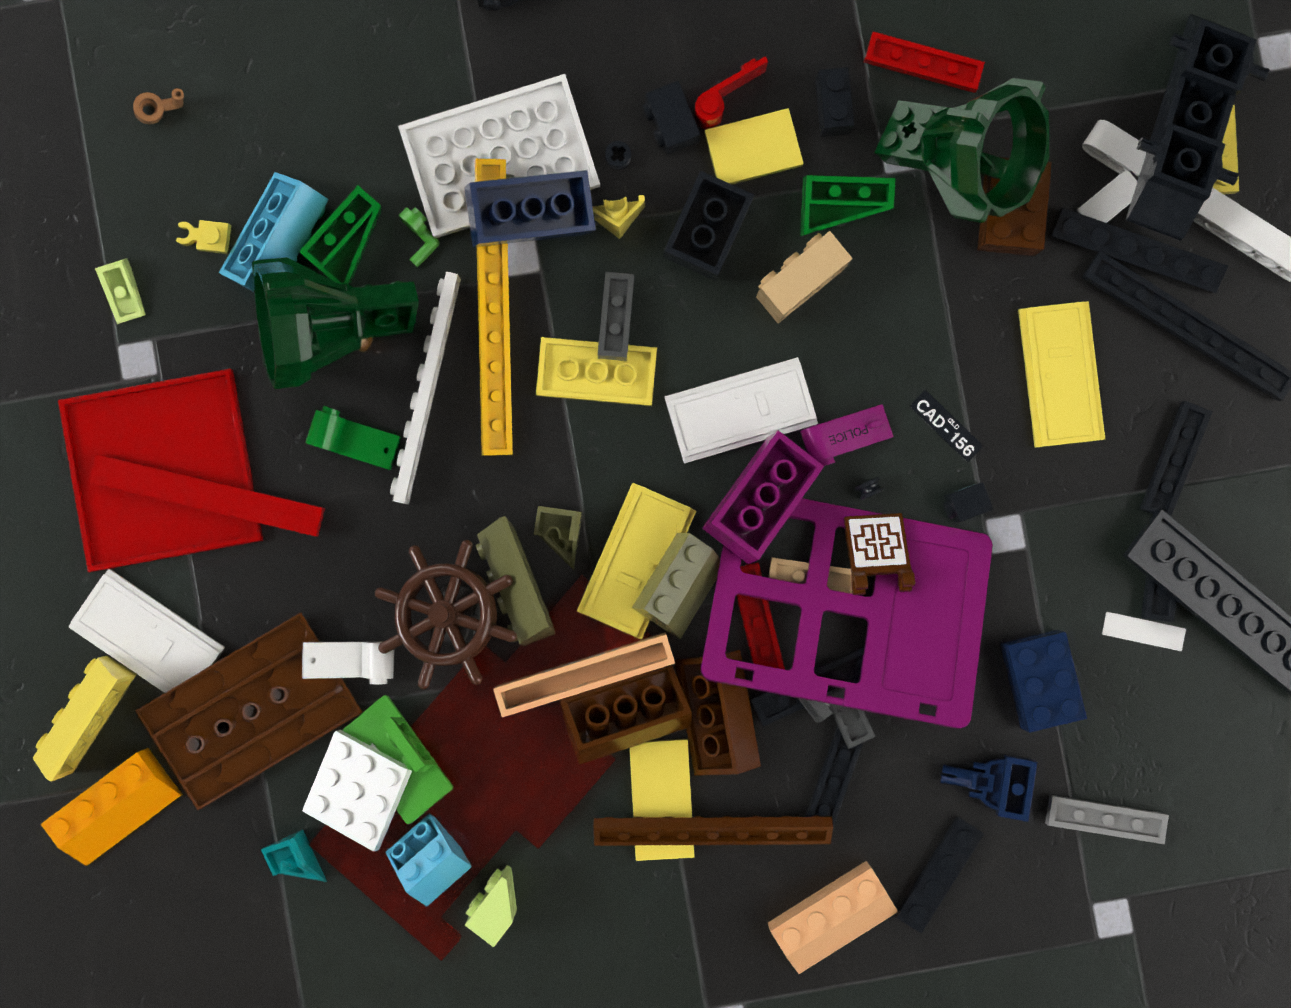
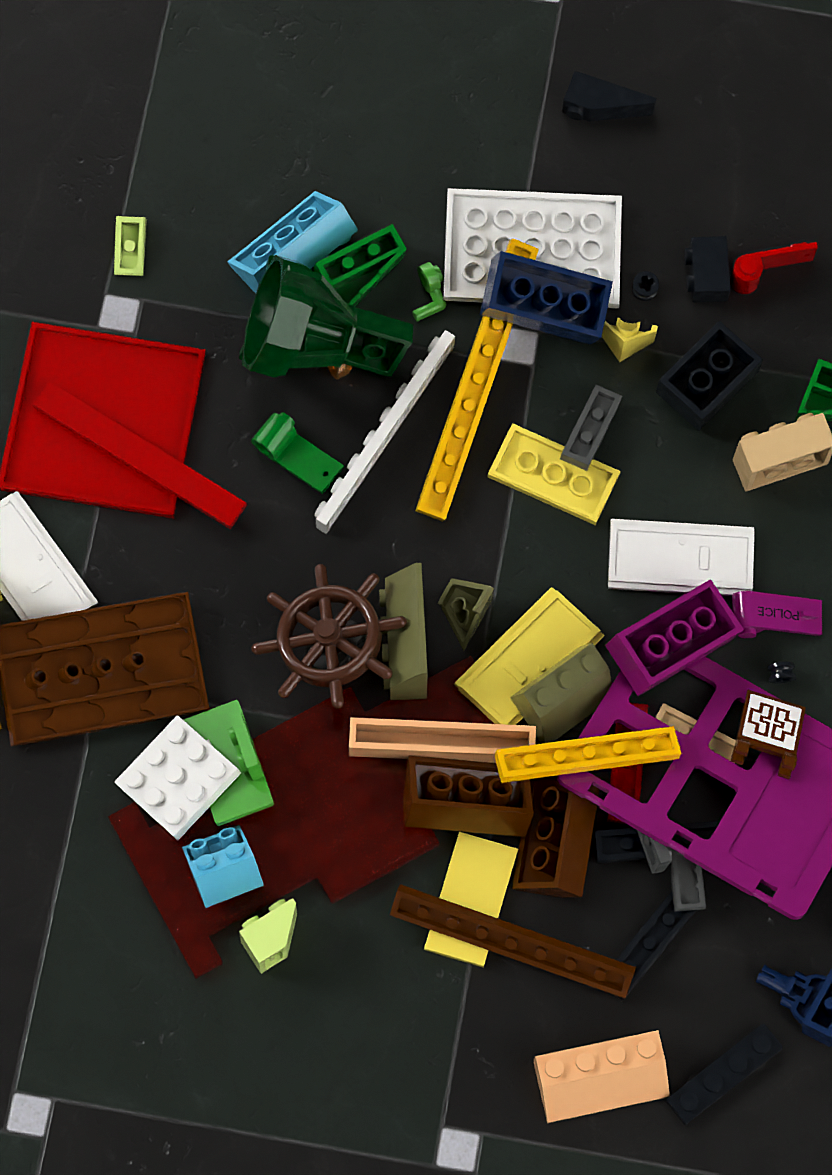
camera: 25 degrees right, 15 degrees down
(159, 105) = (229, 95): medium nougat plate -> none
(209, 236) = (231, 227): light yellow plate -> none
(293, 858) = (86, 824): teal slope -> none
(347, 661) = (216, 653): white door -> none
(722, 645) = (587, 754): none -> yellow plate
(754, 147) = (779, 322): light yellow tile -> none

